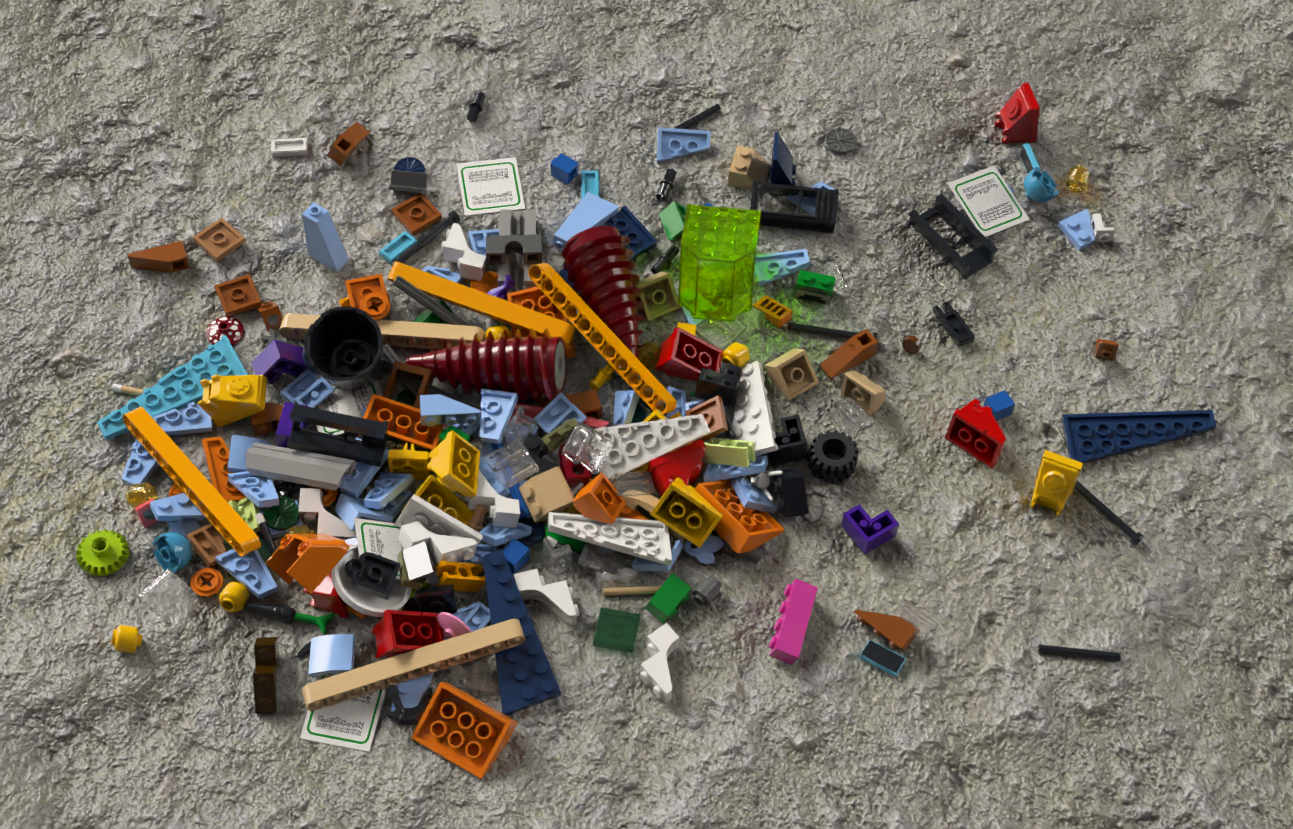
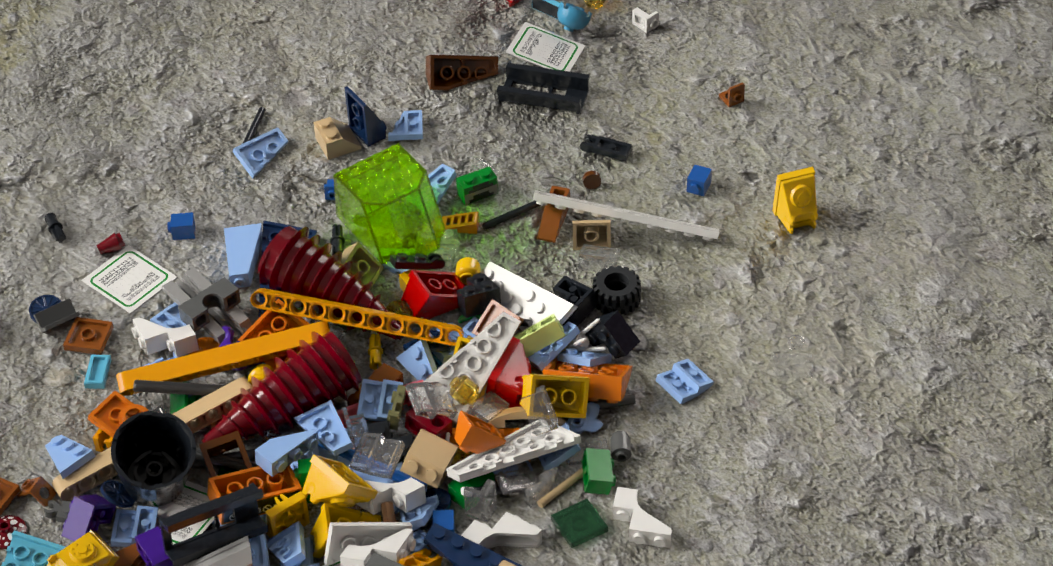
camera: 35 degrees left, 10 degrees down
(311, 301) = (68, 454): none -> light blue wing
(323, 238) = (32, 398): light blue slope -> none
(453, 217) = (123, 319): black bar -> none
(502, 148) = (110, 244): none -> dark red cone
(589, 183) = (214, 226): medium azure tile -> none
(620, 457) = (464, 390): none -> clear yellow head
(658, 518) = (540, 411): none -> clear panel
(666, 184) = (280, 187): black axle -> none
(673, 220) = (315, 208): panel -> none
(700, 322) = (417, 261): none -> black hinge
(792, 373) = (523, 255): tan slope -> none
(793, 621) = (708, 421): dark pink brick -> none
(815, 570) = (684, 381): none -> light blue slope
(824, 210) = (429, 121): black piece -> none
(840, 141) = (386, 76): dark grey wheel -> none
(869, 532) = (697, 323): dark purple brick -> none
(882, 658) = (796, 403): black tile -> none
(895, 628) = (786, 374): dark orange slope -> none
(898, 173) = (452, 71): none -> reddish brown wedge
(902, 396) = (634, 217): none -> white plate
(977, 432) = (708, 205): red piece -> none
(1078, 229) = (629, 30): light blue wing -> none
(1079, 652) = (926, 304): black bar -> none
(1110, 434) = (806, 139): dark blue wing -> none
(1135, 537) = (854, 201): black bar -> none

